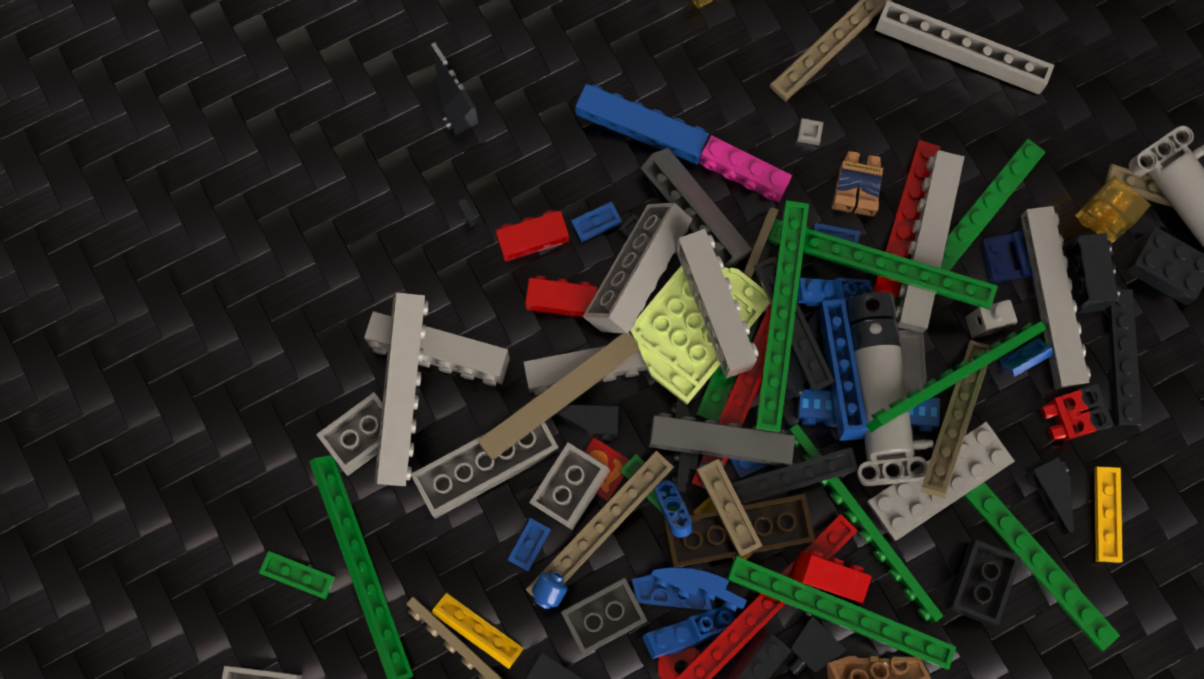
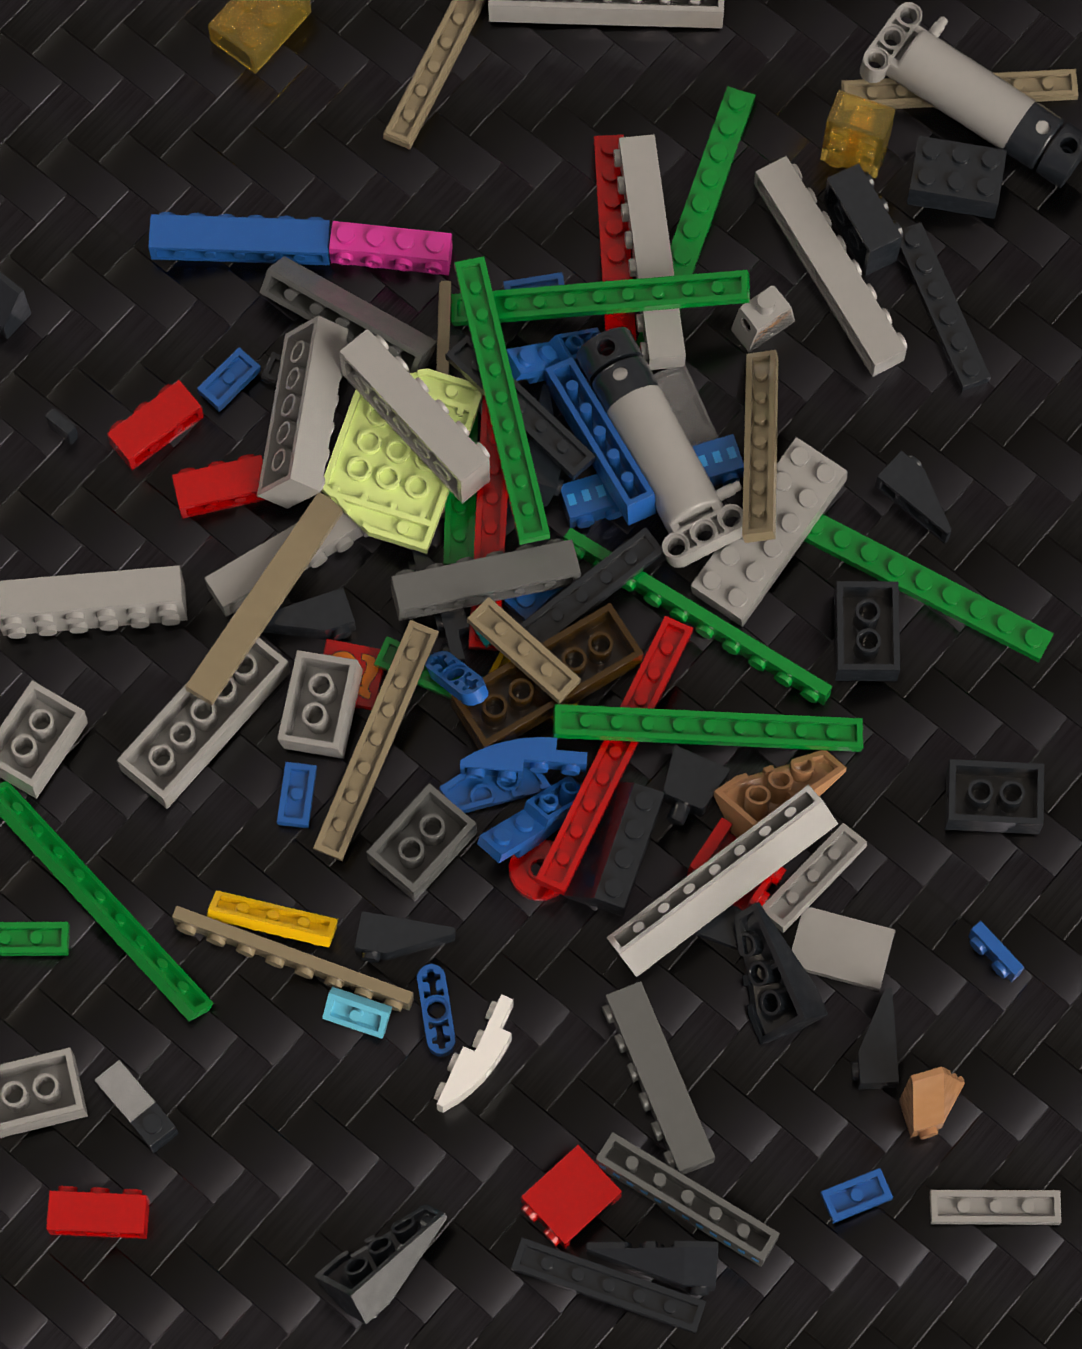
camera: 20 degrees left, 5 degrees down
(400, 388) = (65, 659): light grey brick -> none
(549, 590) = (342, 833): blue head -> none
(810, 131) = (455, 174): light grey tile -> none
(832, 575) = (680, 688): red brick -> none
(862, 178) = (537, 207): hips -> none
(950, 378) = (734, 400): green plate -> none
(999, 257) = (746, 243): clear blue plate -> none
(1026, 357) = (822, 348): blue plate -> none
(1069, 416) = (907, 393): red hips -> none
(1108, 514) = (988, 498): yellow plate -> none

